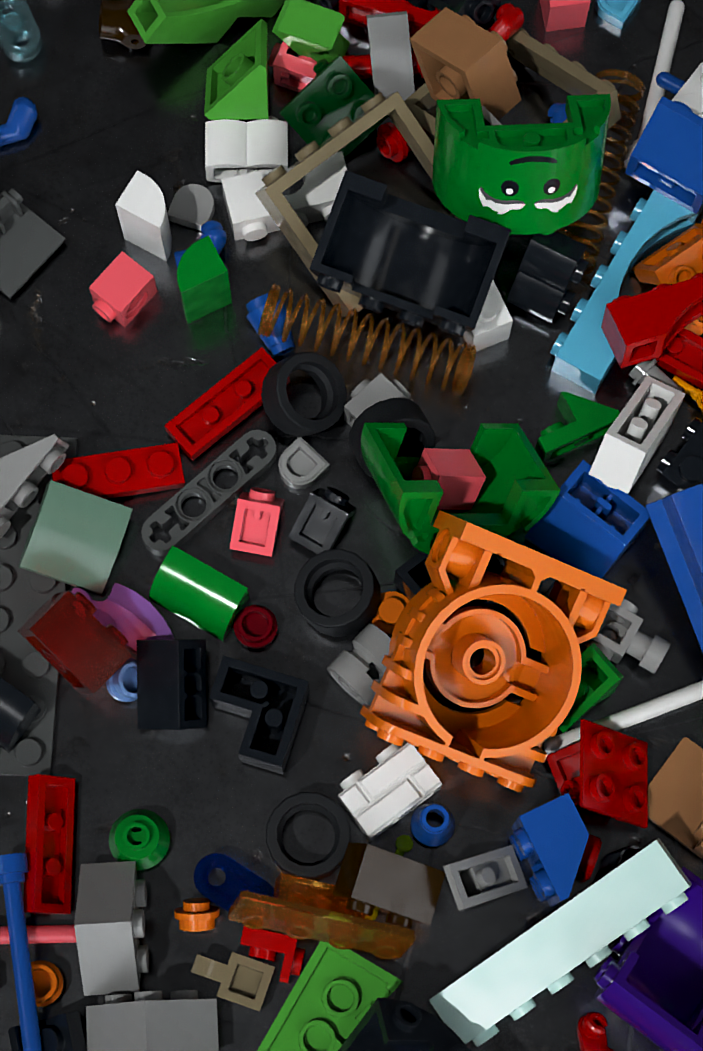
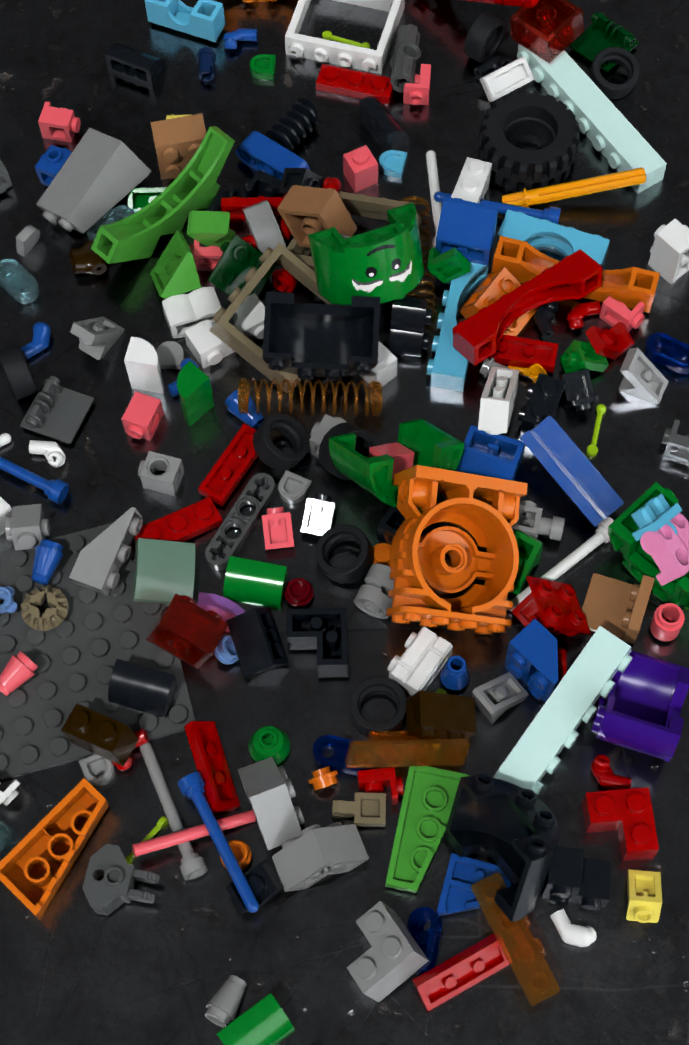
camera: 15 degrees left, 10 degrees down
(99, 143) = (96, 335): none -> light grey slope
(129, 400) = (167, 482): none -> light grey brick
(585, 424) = (461, 409): green slope -> none
(636, 198) = (448, 264): none -> green bracket

